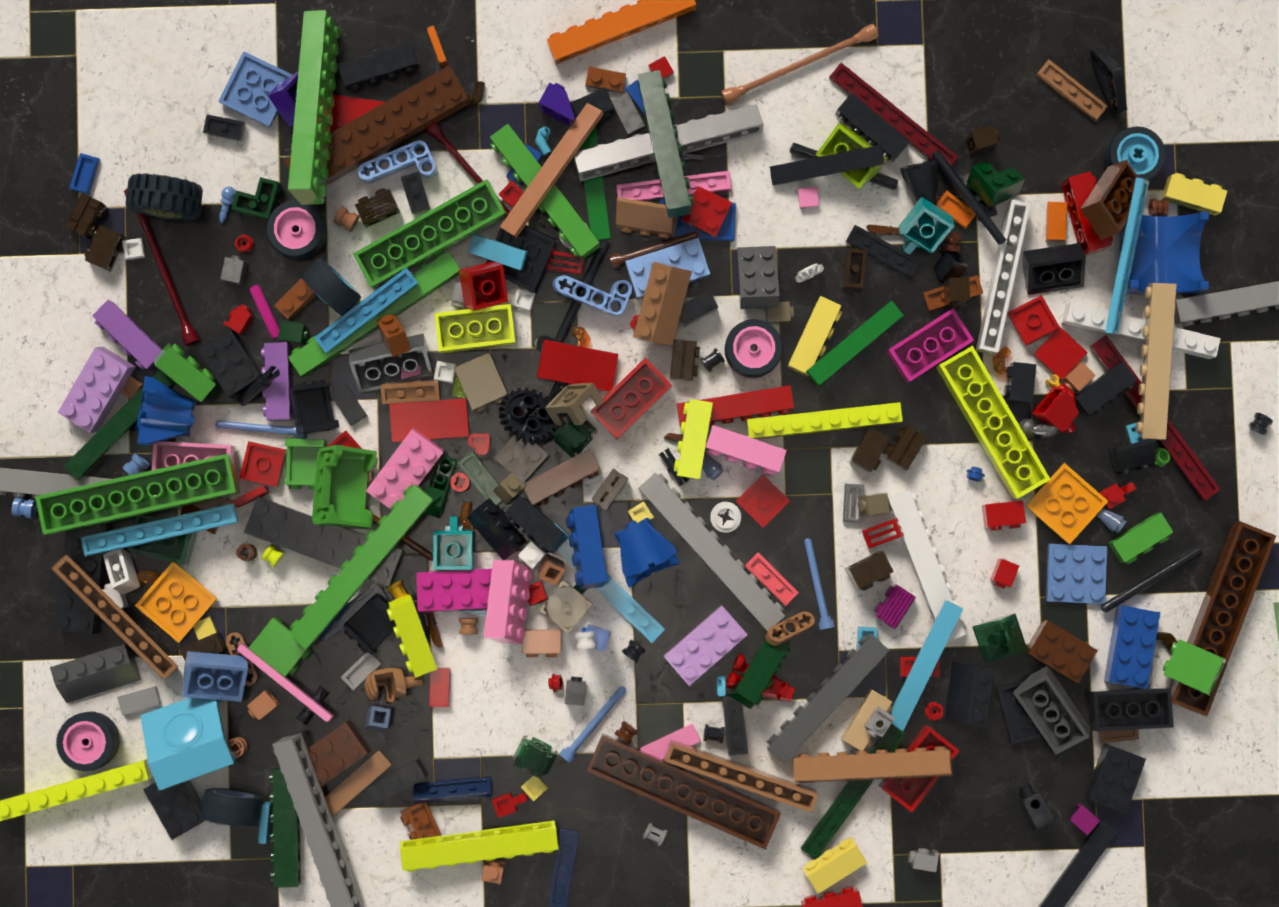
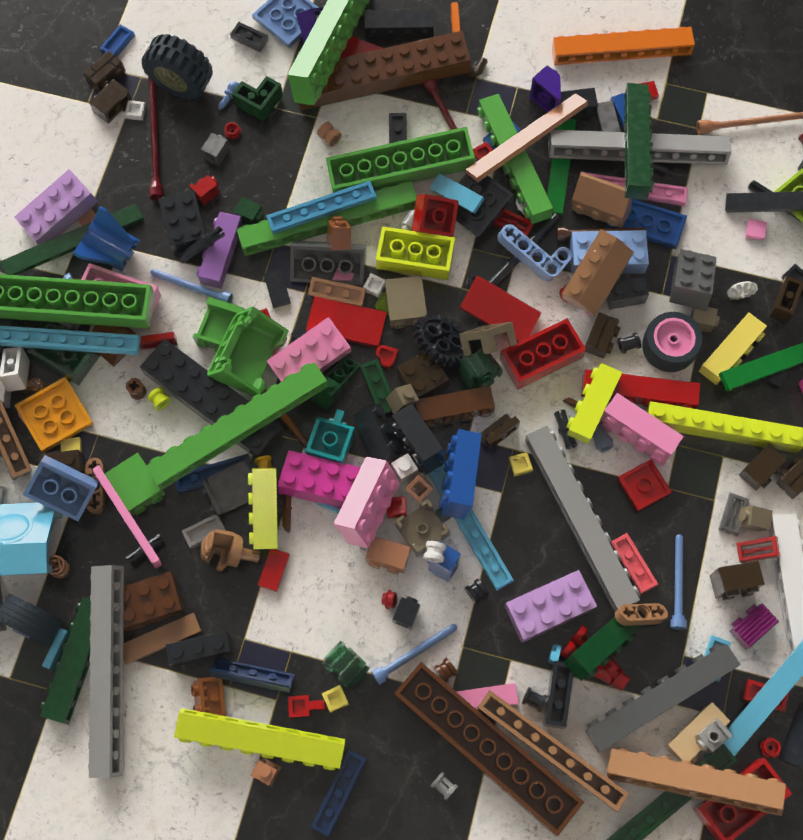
camera: 20 degrees right, 15 degrees down
(128, 334) = (104, 176): medium lavender brick -> none
(185, 371) = (140, 212): bright green brick -> none
(262, 705) = (97, 534): nougat brick -> none
(263, 464) = (180, 316): red plate -> none
(265, 311) = (230, 188): dark pink axle -> none
(286, 220) = (282, 129): wheel -> none
(296, 300) = (261, 185): dark orange brick -> none
(312, 407) = (243, 278): black panel -> none
(331, 287) = (296, 177): black wheel -> none
(377, 207) = (360, 132): dark brown brick -> none
(377, 718) = (203, 579): sand blue brick -> none
(395, 165) = (365, 102): light blue beam -> none
(462, 484) = (358, 388): wheel -> none
(465, 511) = (349, 416): clear orange arm -> none
(468, 625) = (321, 518): medium nougat wheel -> none
(523, 299) = (467, 244): white tile -> none
(541, 140) = (525, 117): medium azure arm -> none
(582, 336) = (511, 287): clear orange arm -> none
(601, 78) = (602, 88): dark orange plate -> none
(644, 551) = (516, 495): blue brick -> none
(707, 212) = (658, 214): red plate -> none
(734, 513) = (601, 481): white gear -> none

